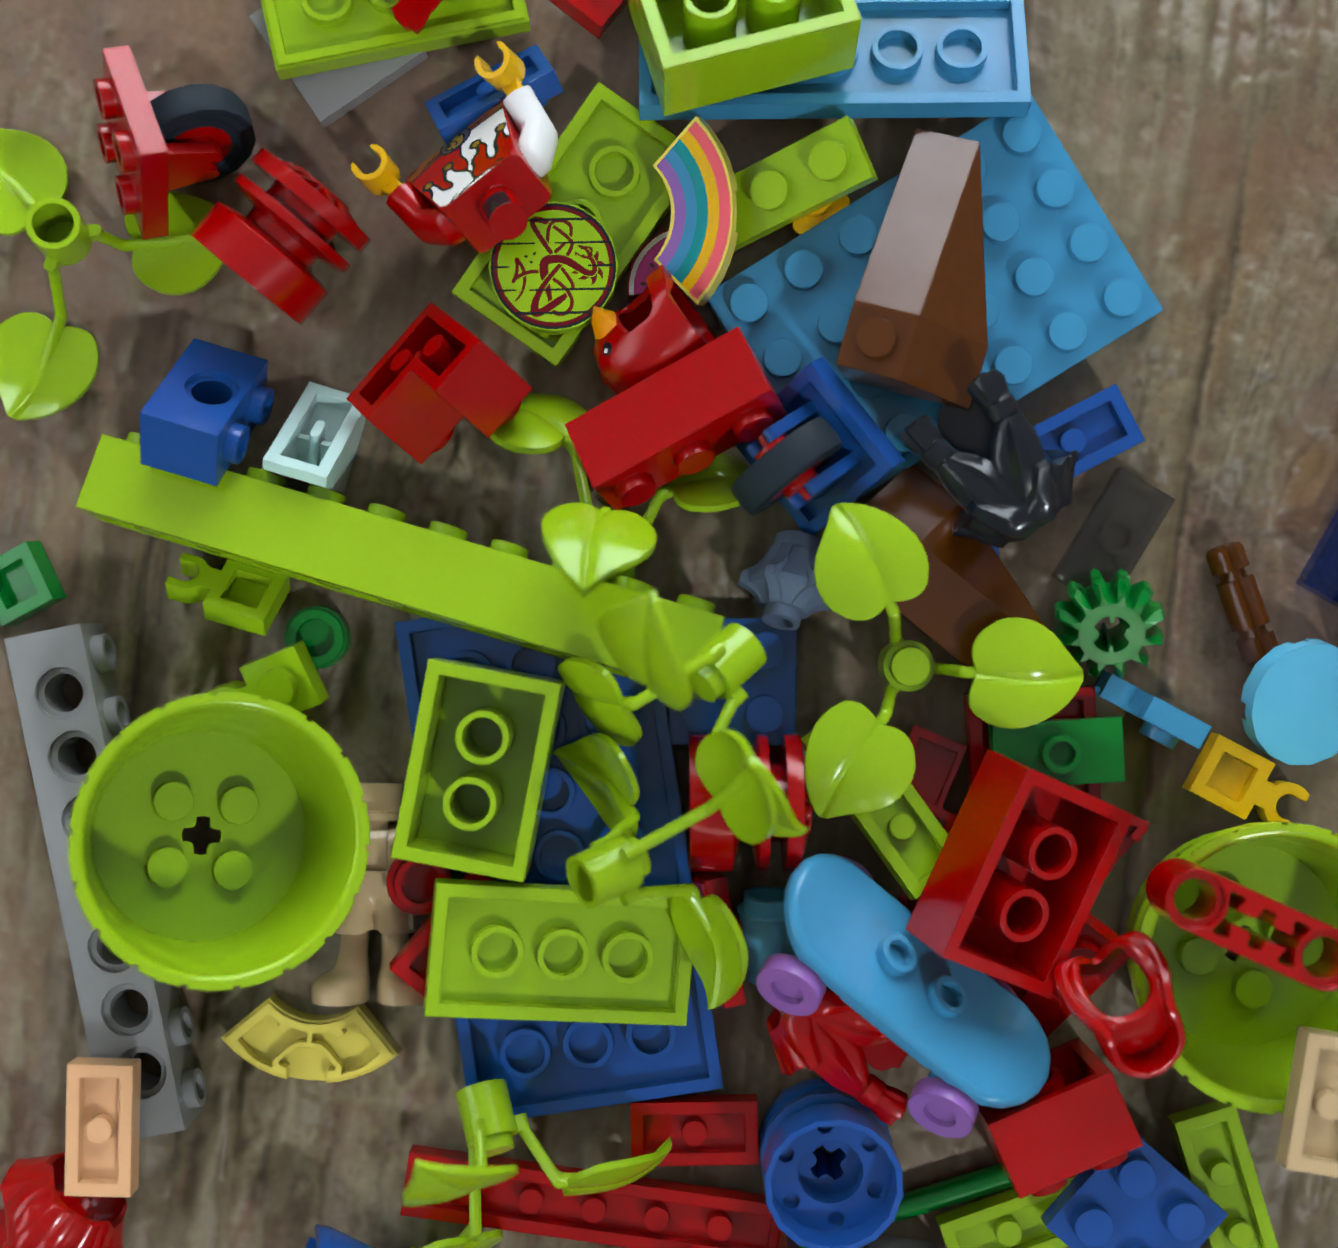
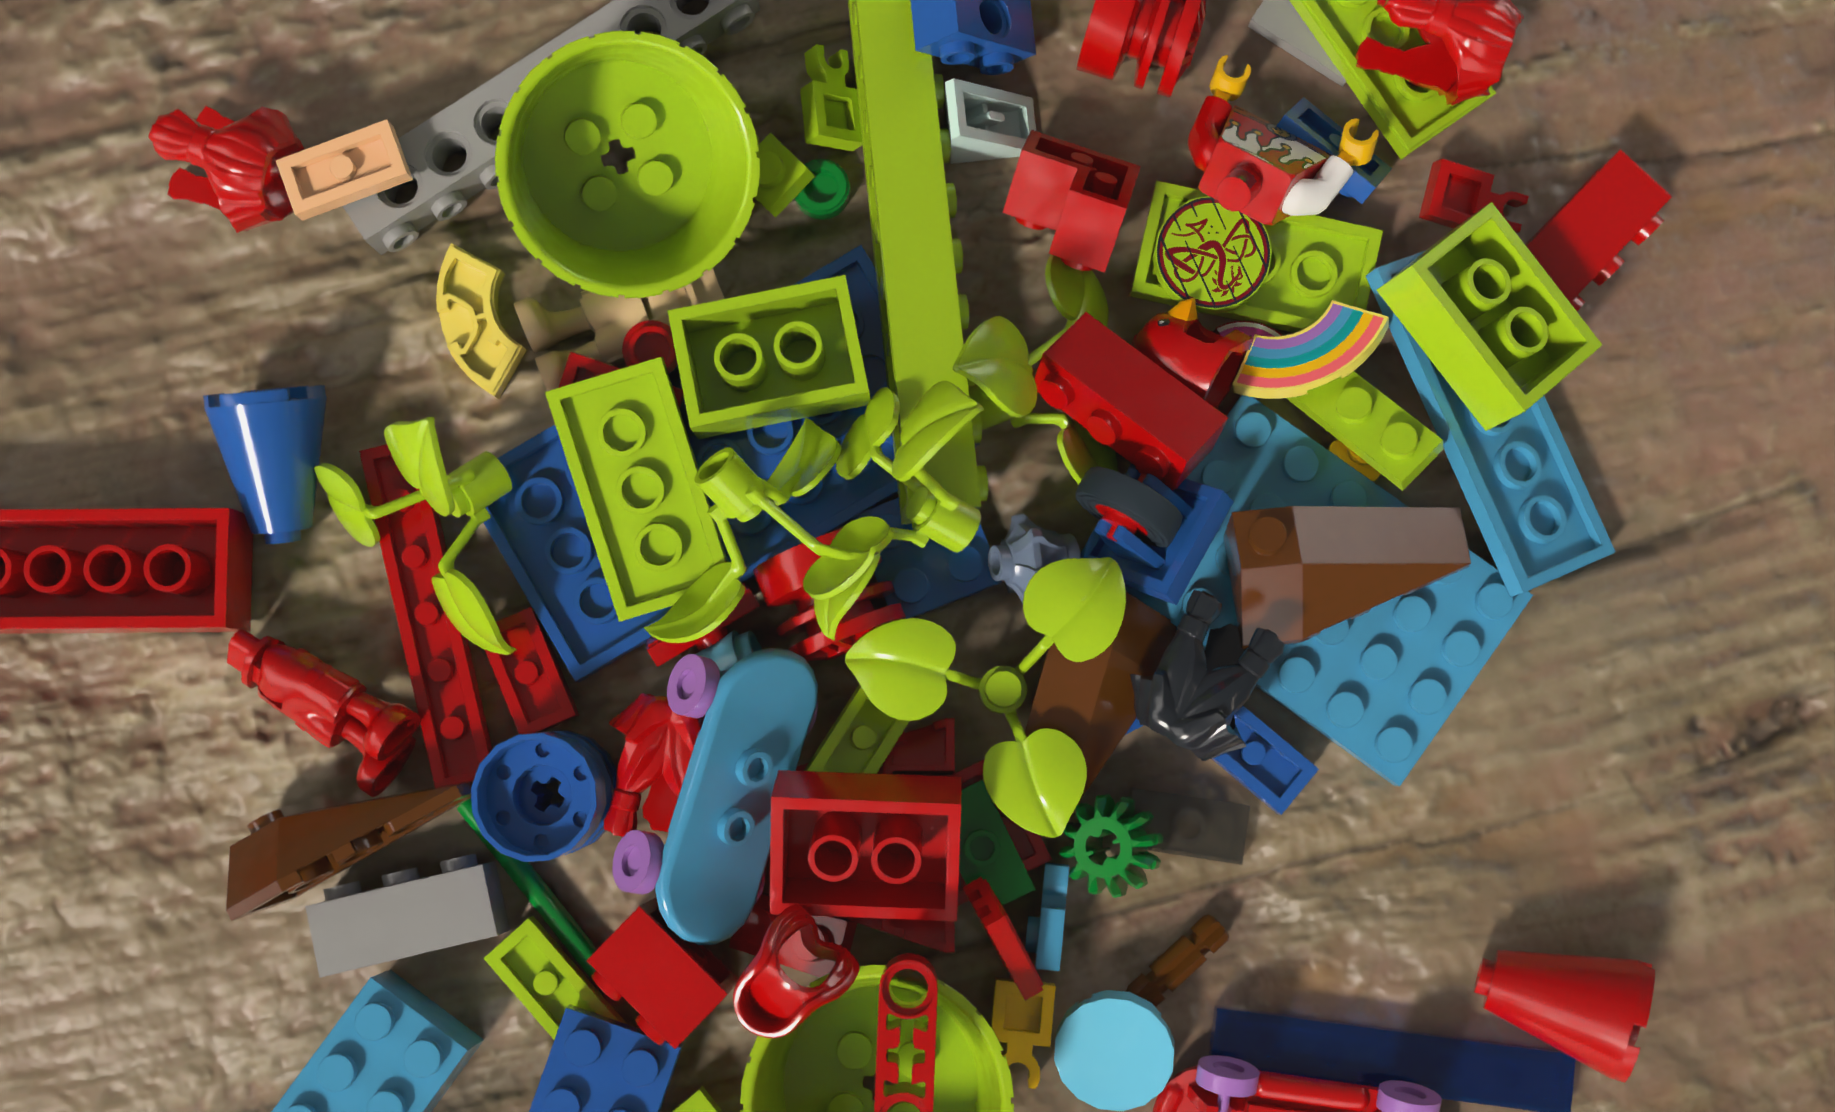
camera: 70 degrees right, 5 degrees down
(1159, 770) = (1004, 937): none -> red tile

